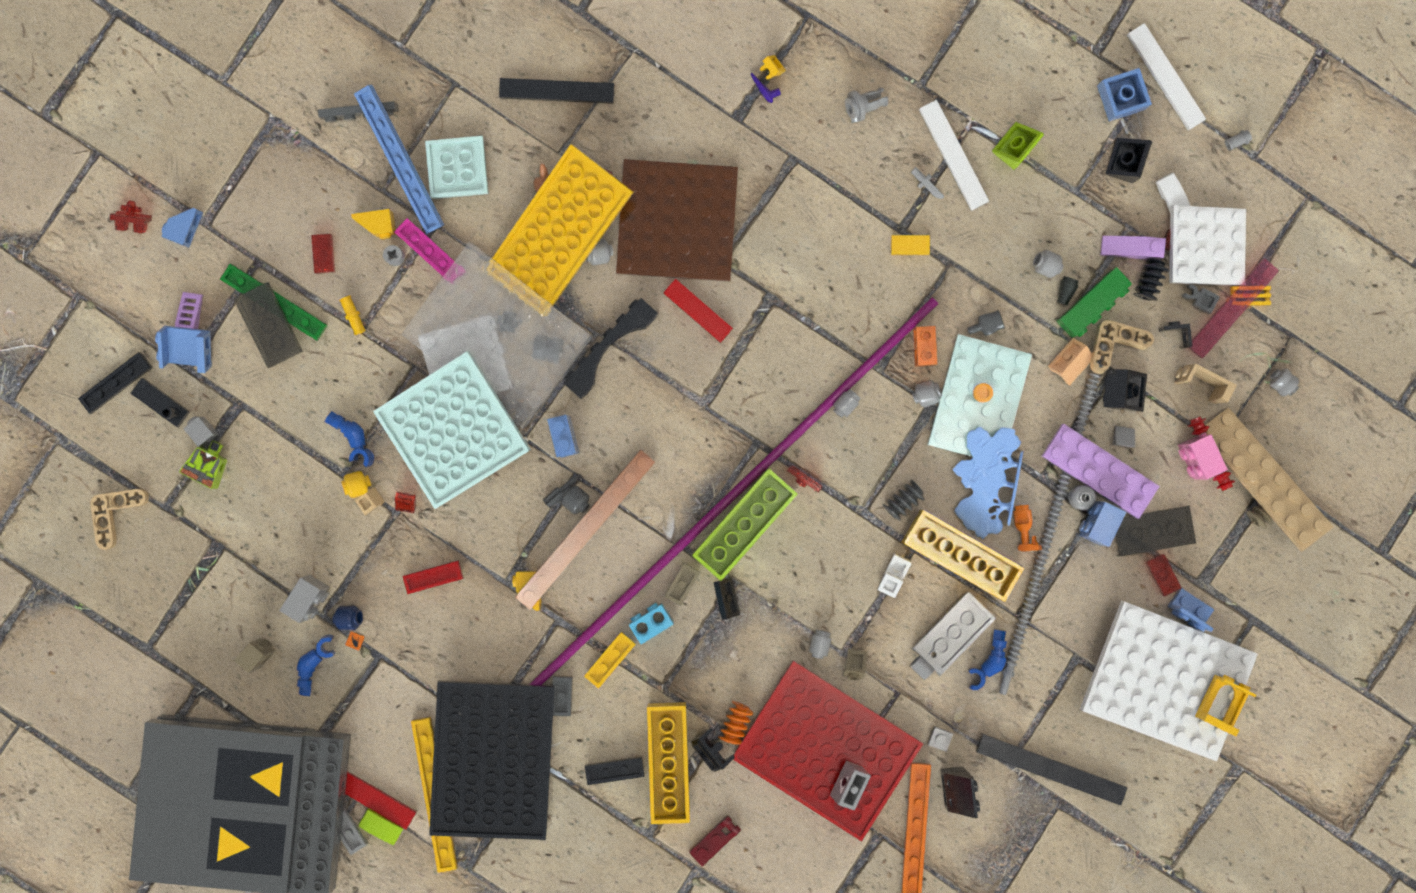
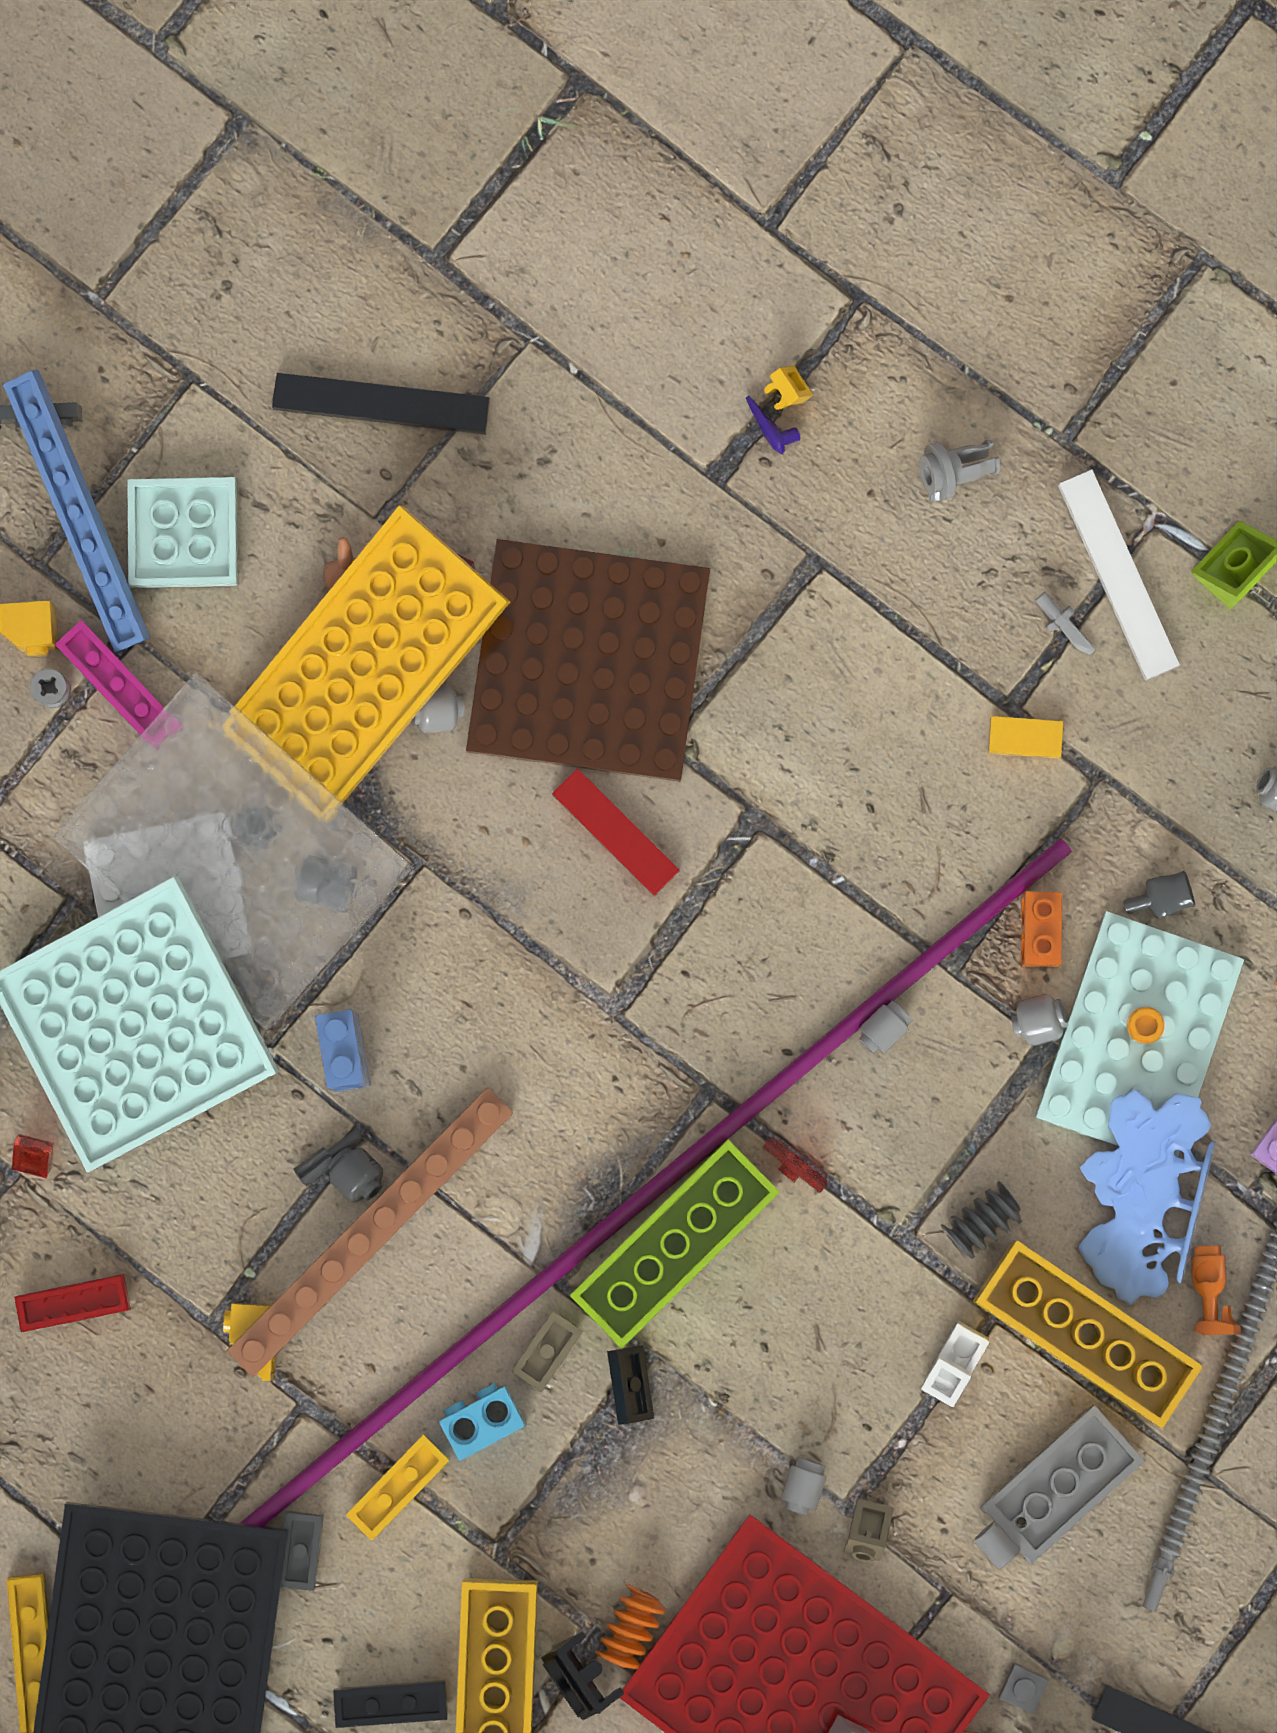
camera: 10 degrees right, 5 degrees down
(637, 318) = (499, 839): black arch -> none
(995, 661) = (1139, 1544): blue piece -> none

